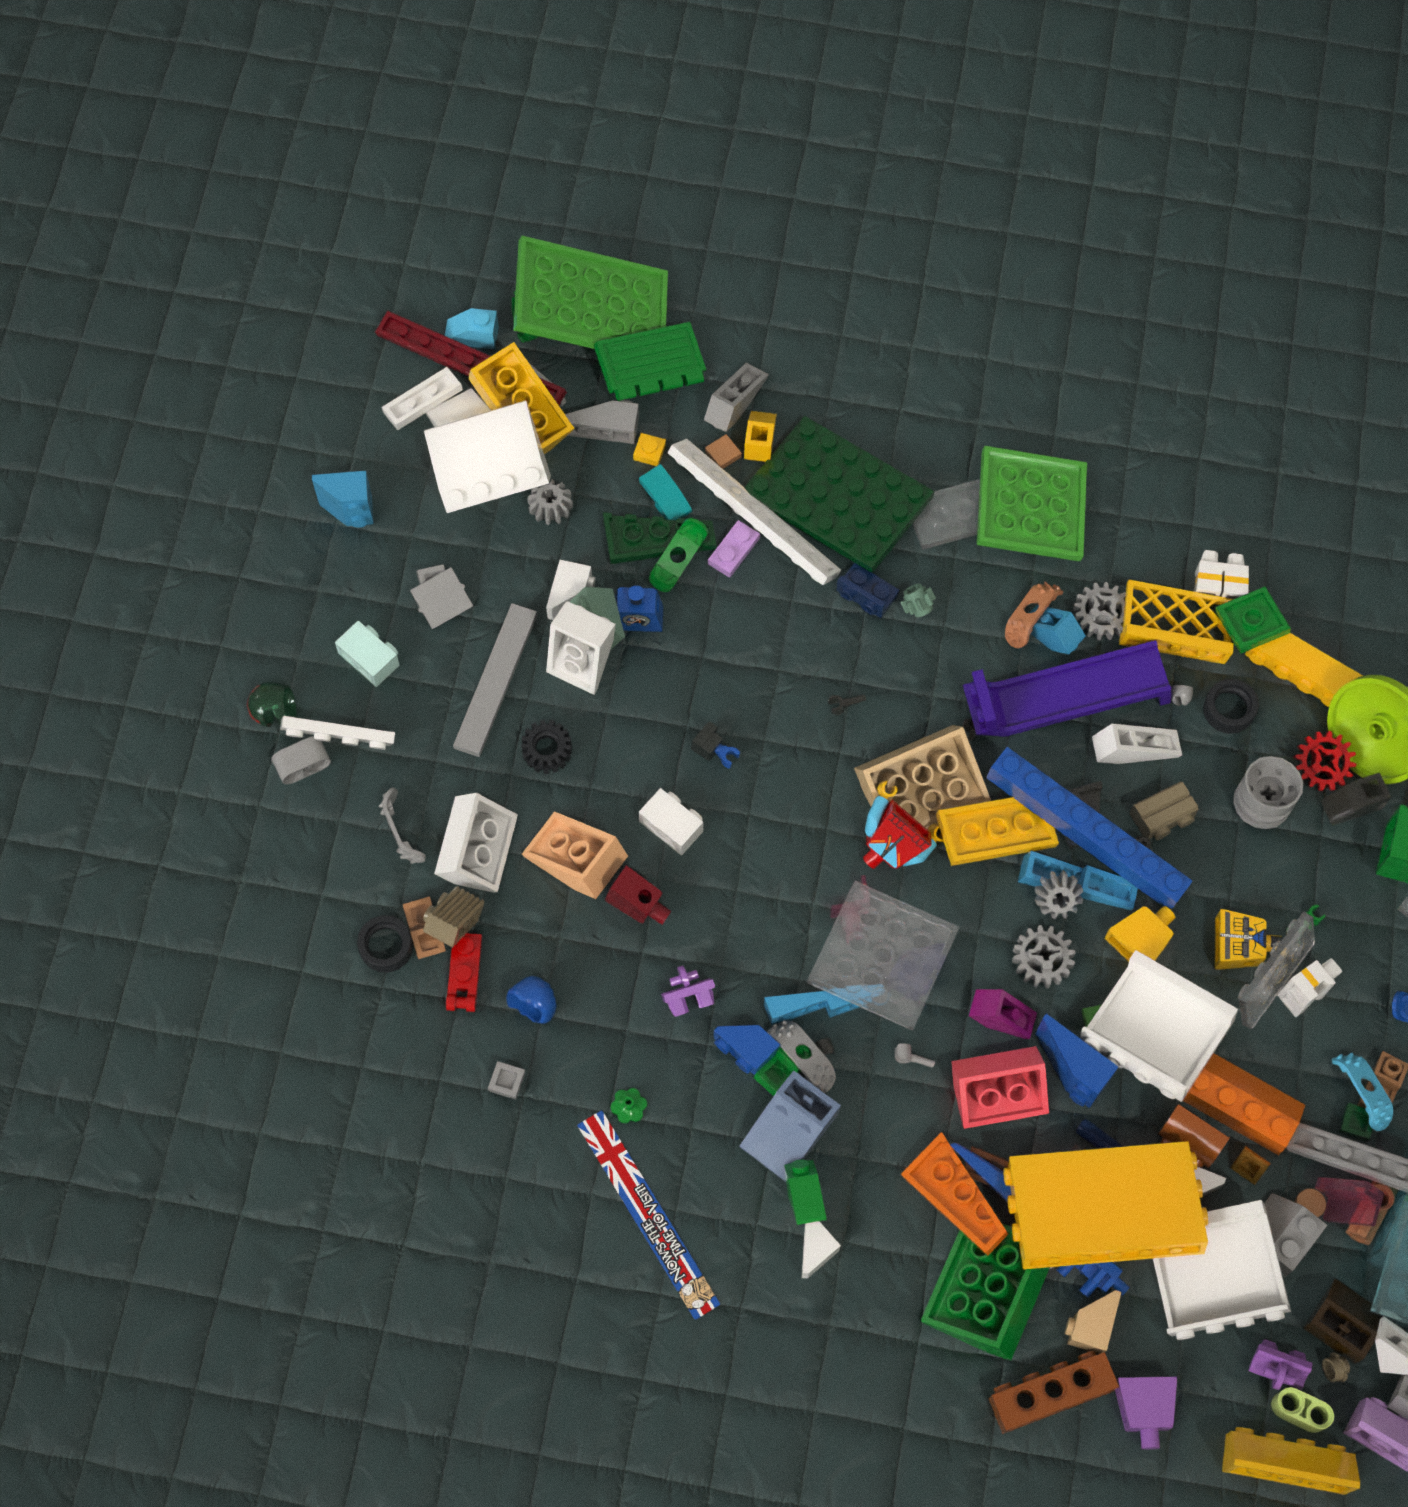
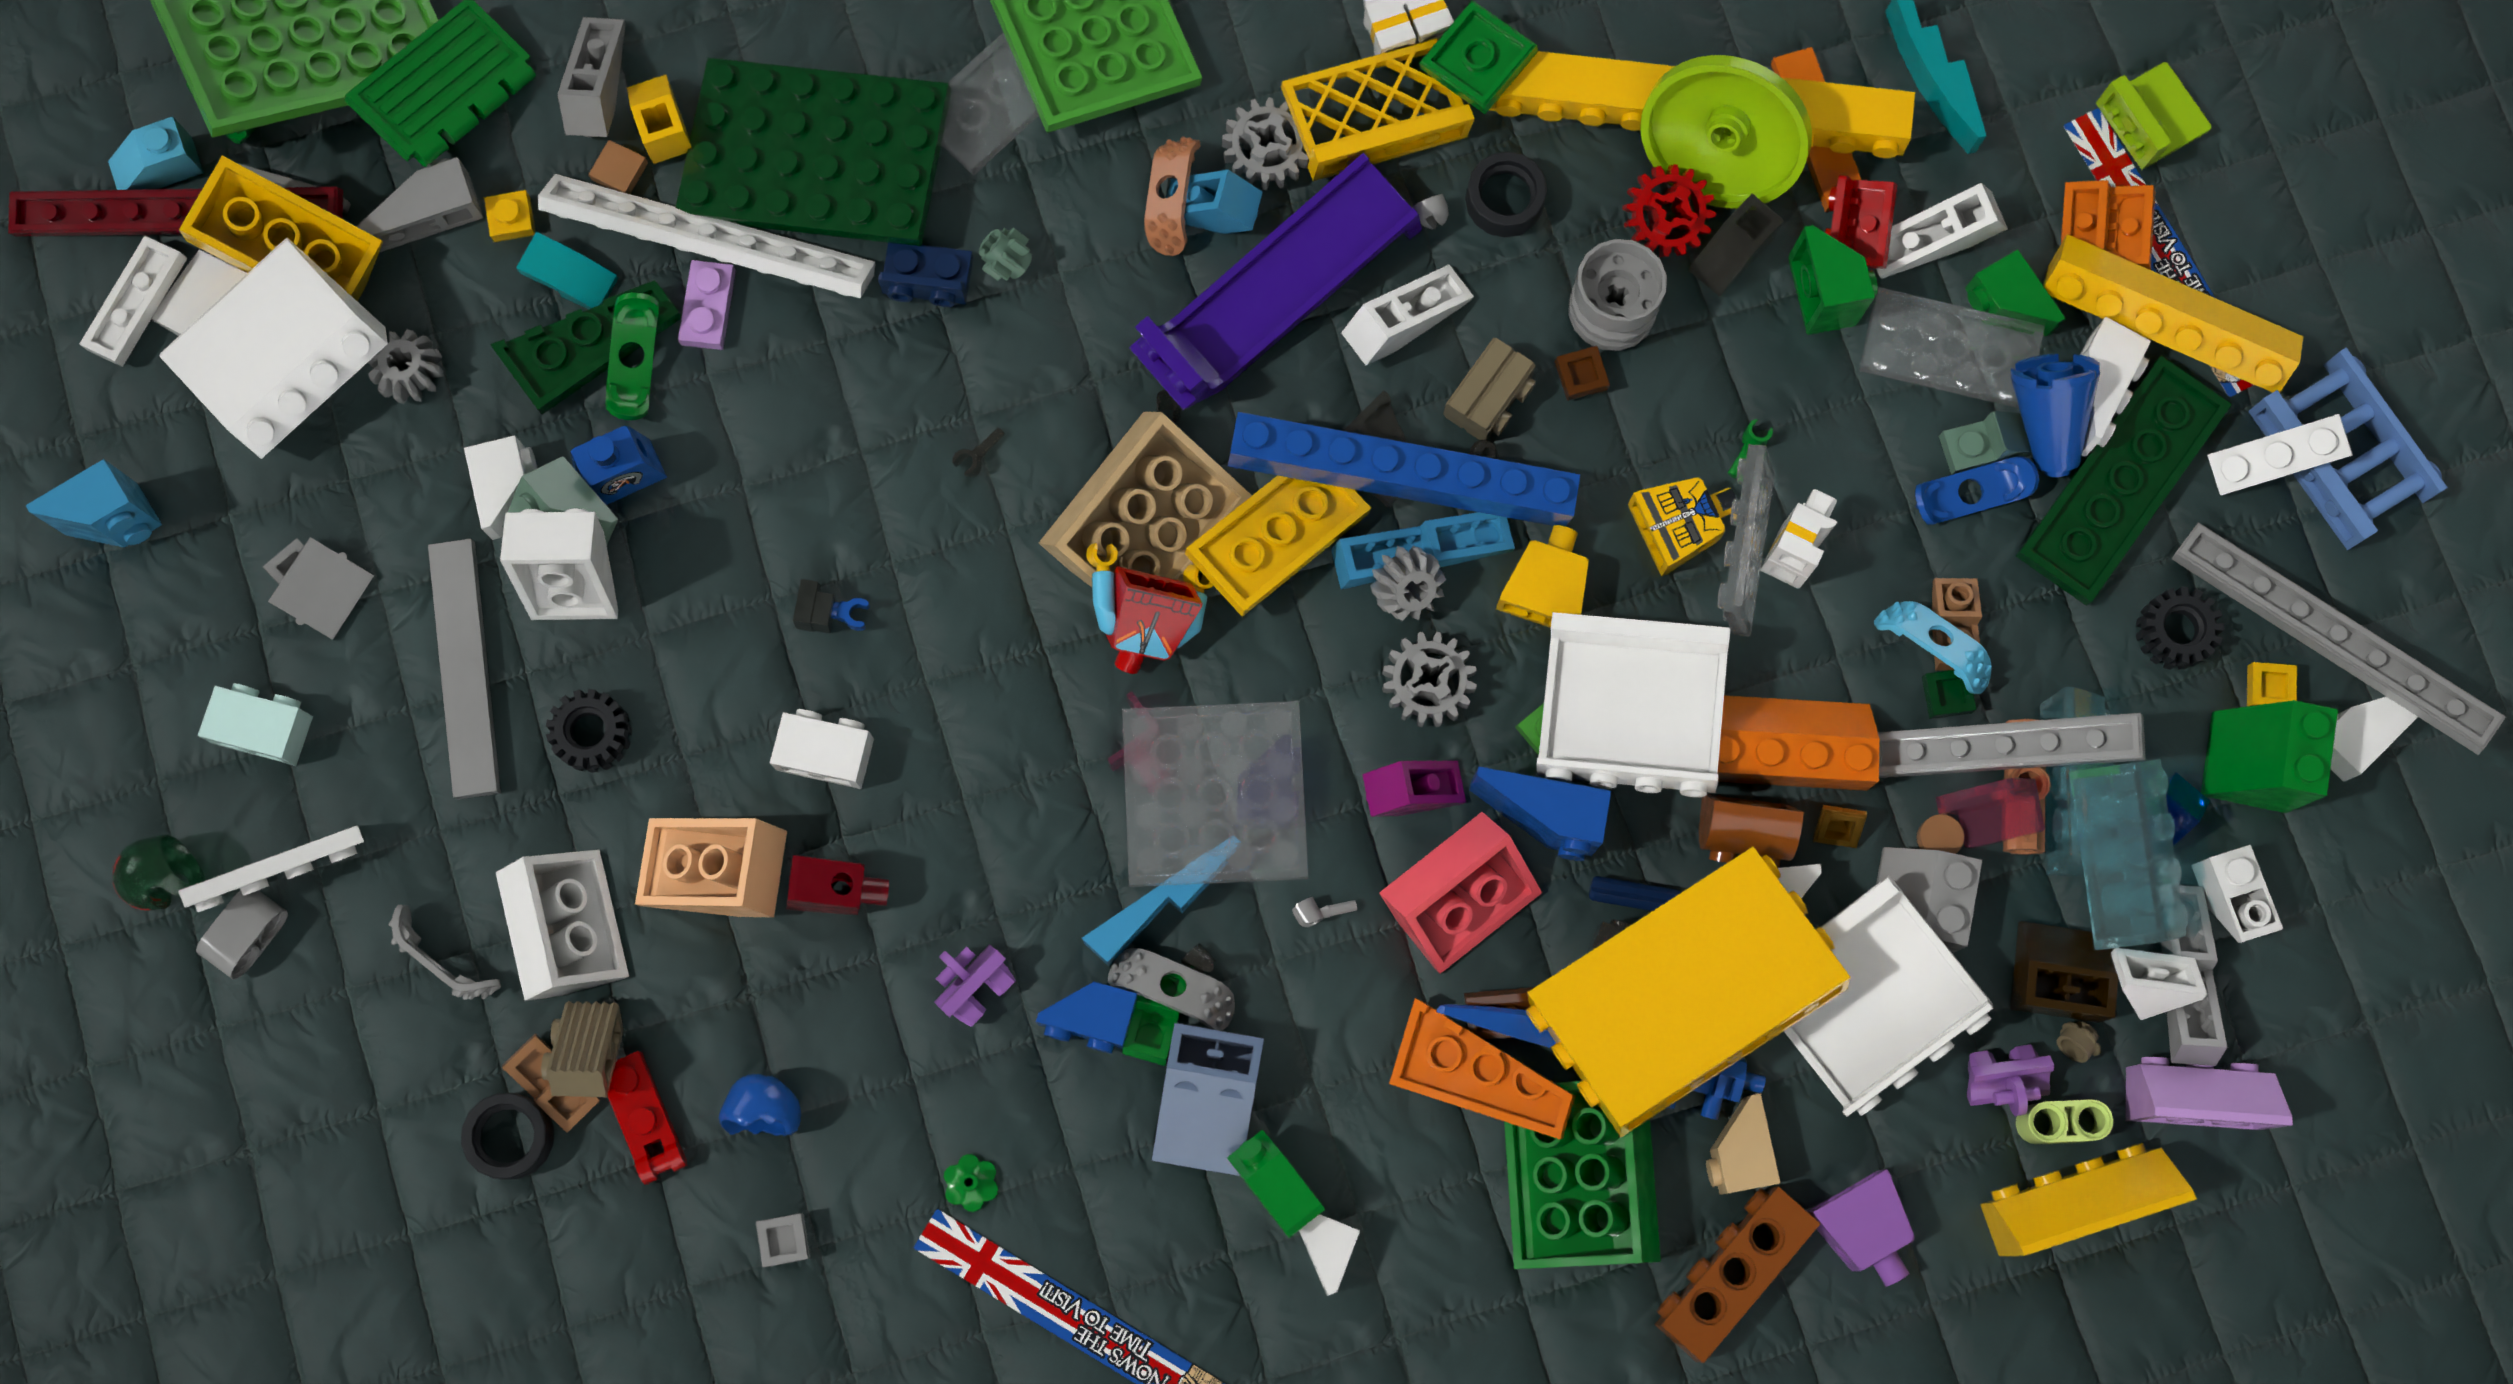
camera: 30 degrees left, 10 degrees up
(1225, 828) = (1582, 373): none -> reddish brown plate

